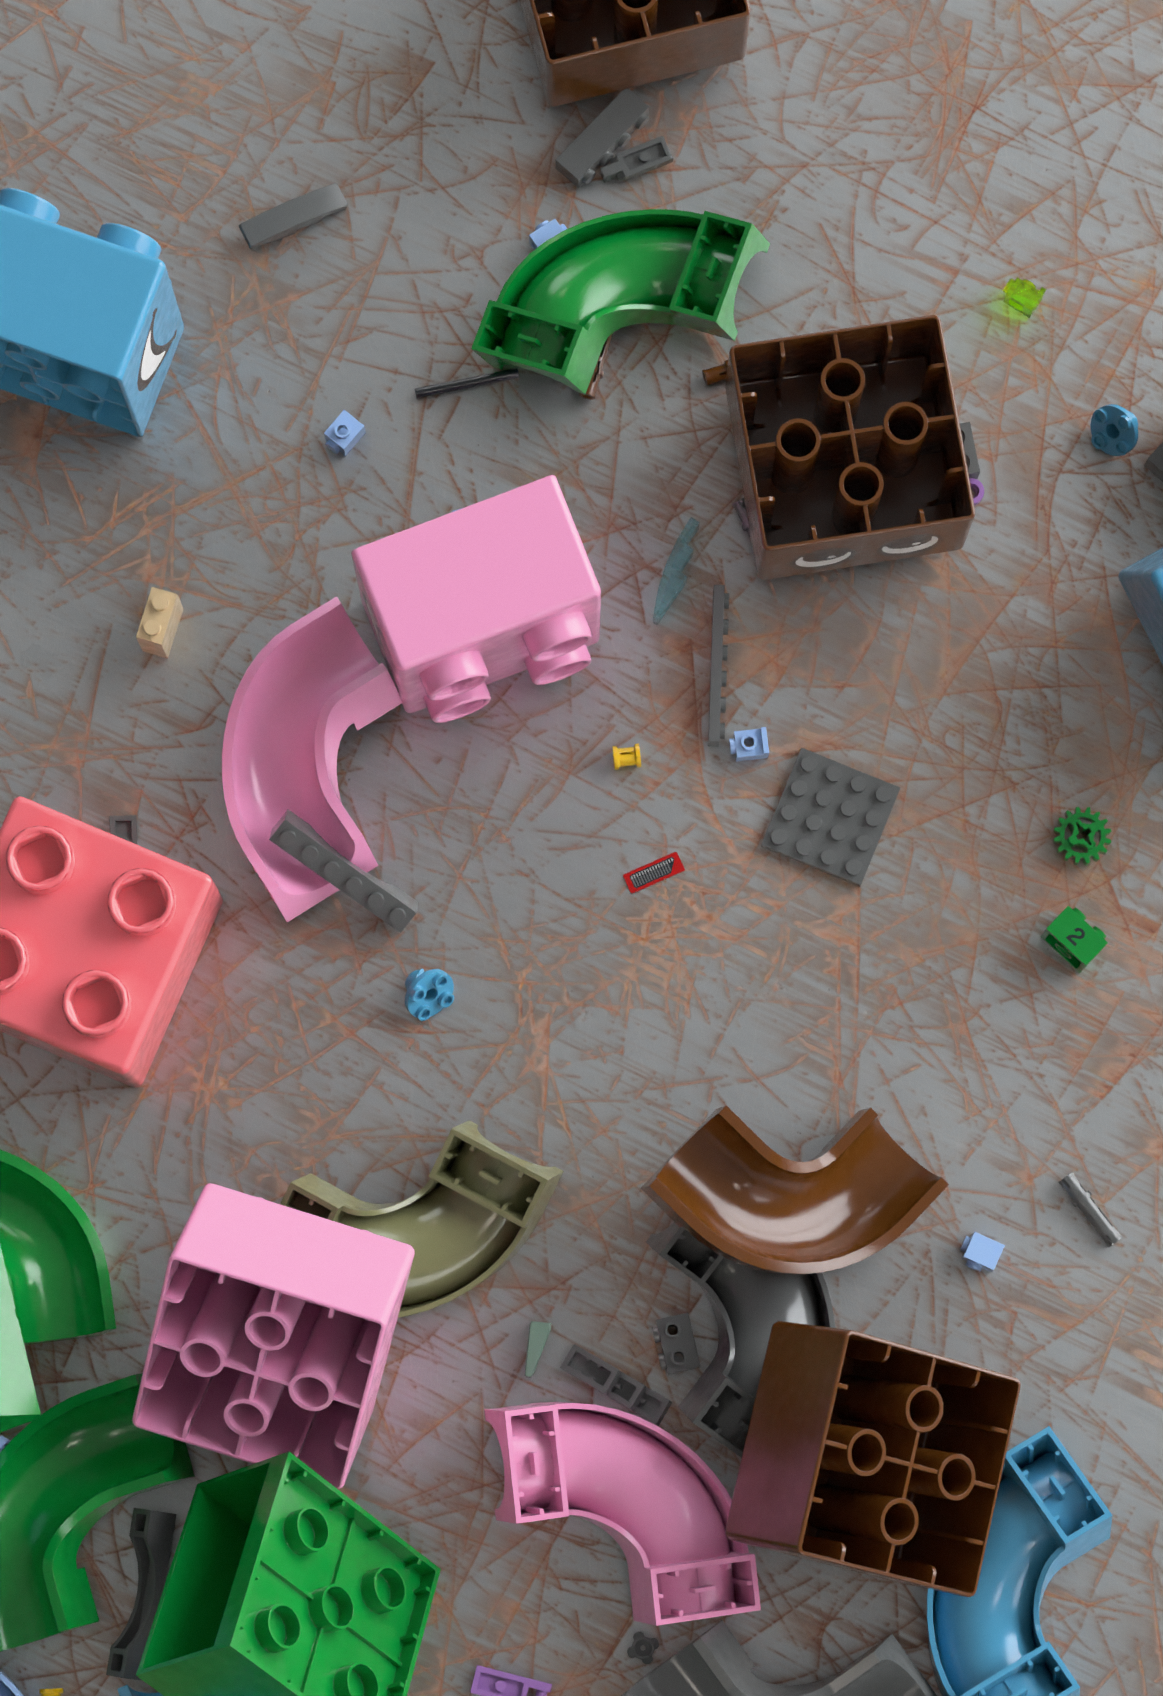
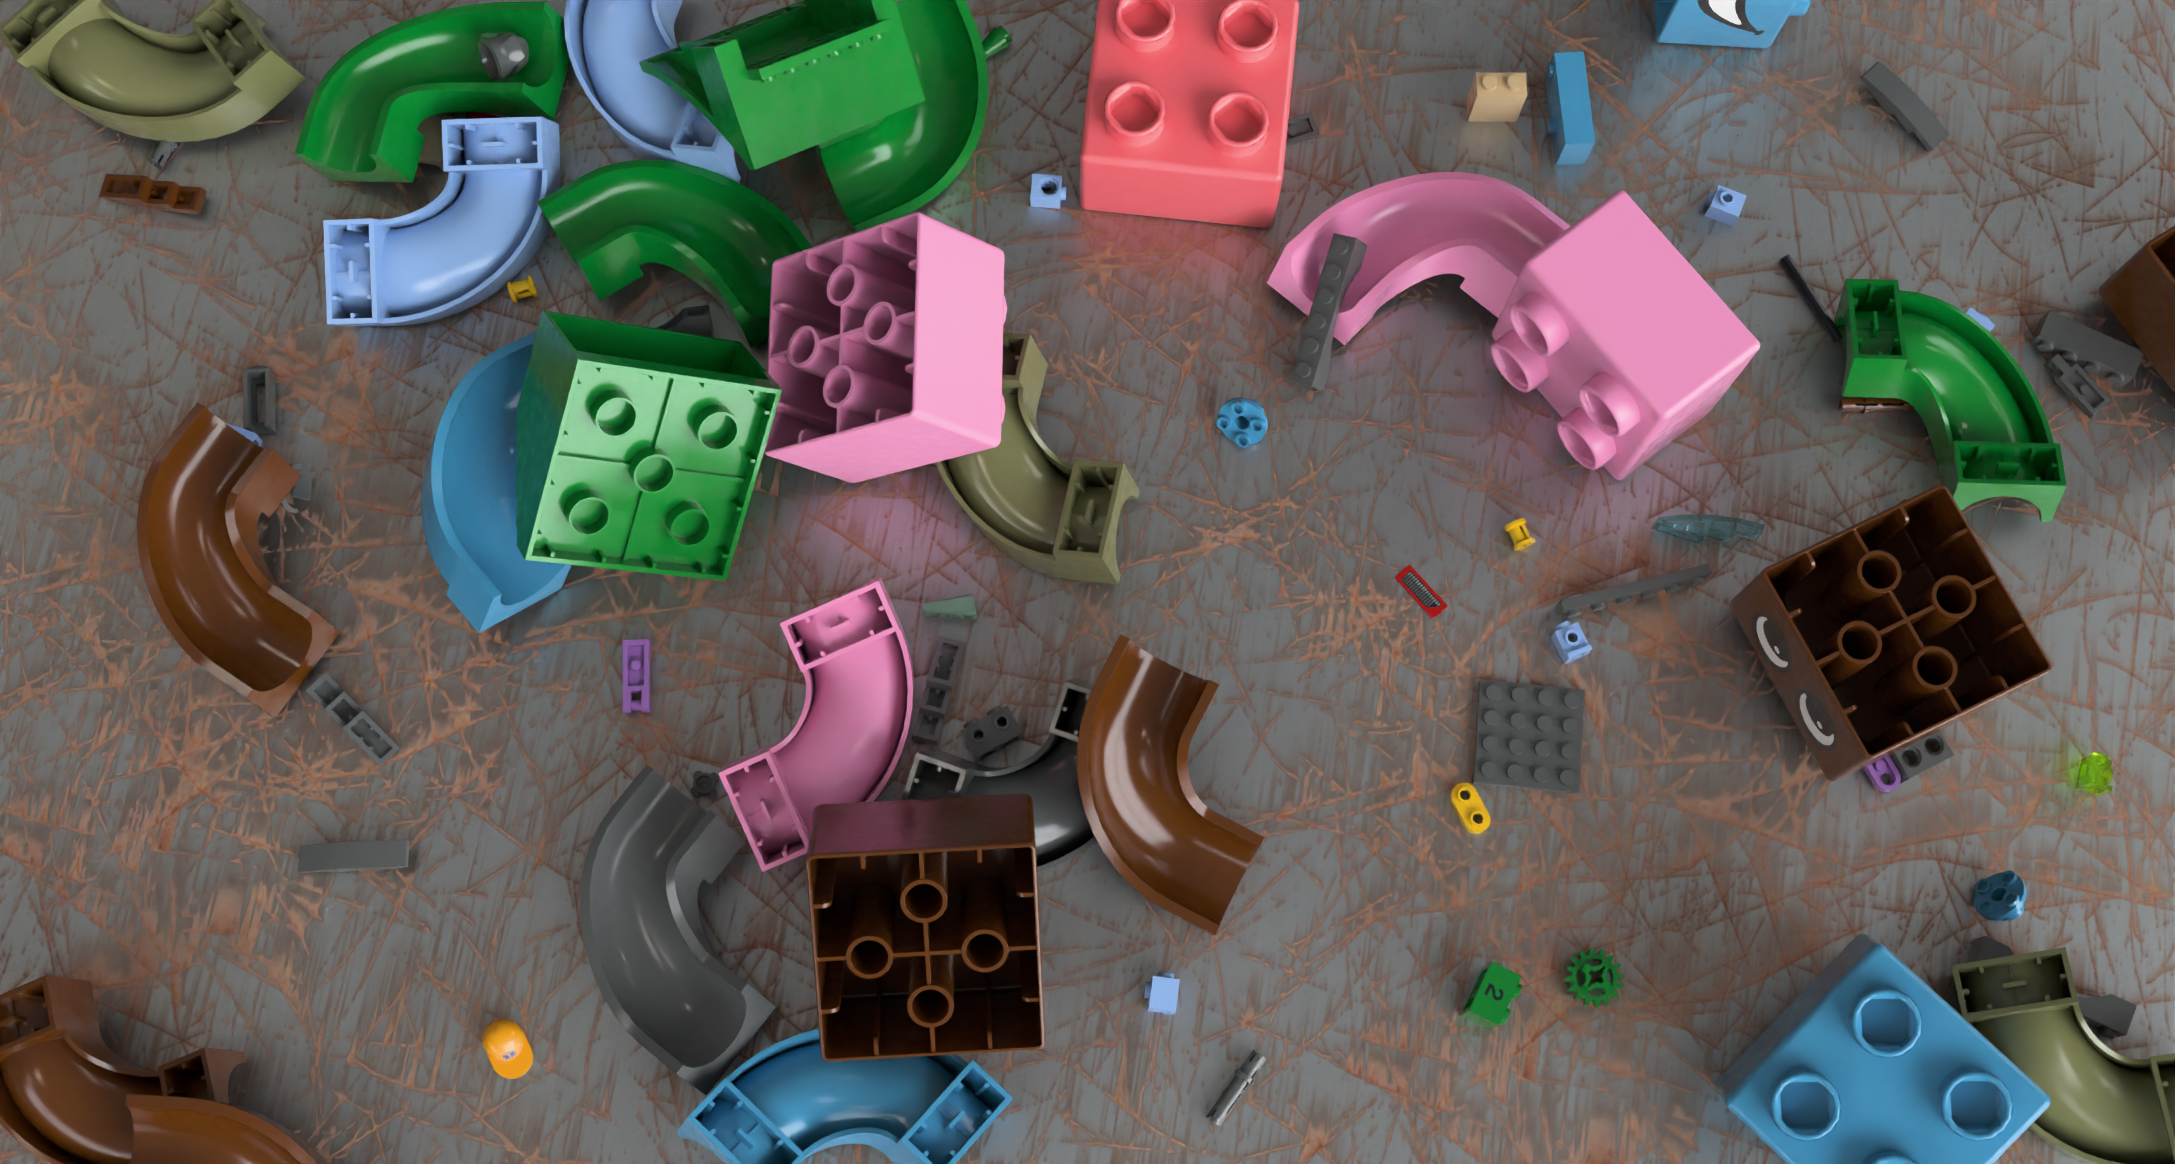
camera: 70 degrees right, 5 degrees down
(117, 1128) = (1040, 183): none -> light blue brick
(193, 552) = (1569, 108): none -> dark azure brick
(885, 897) = (1468, 808): none -> yellow plate

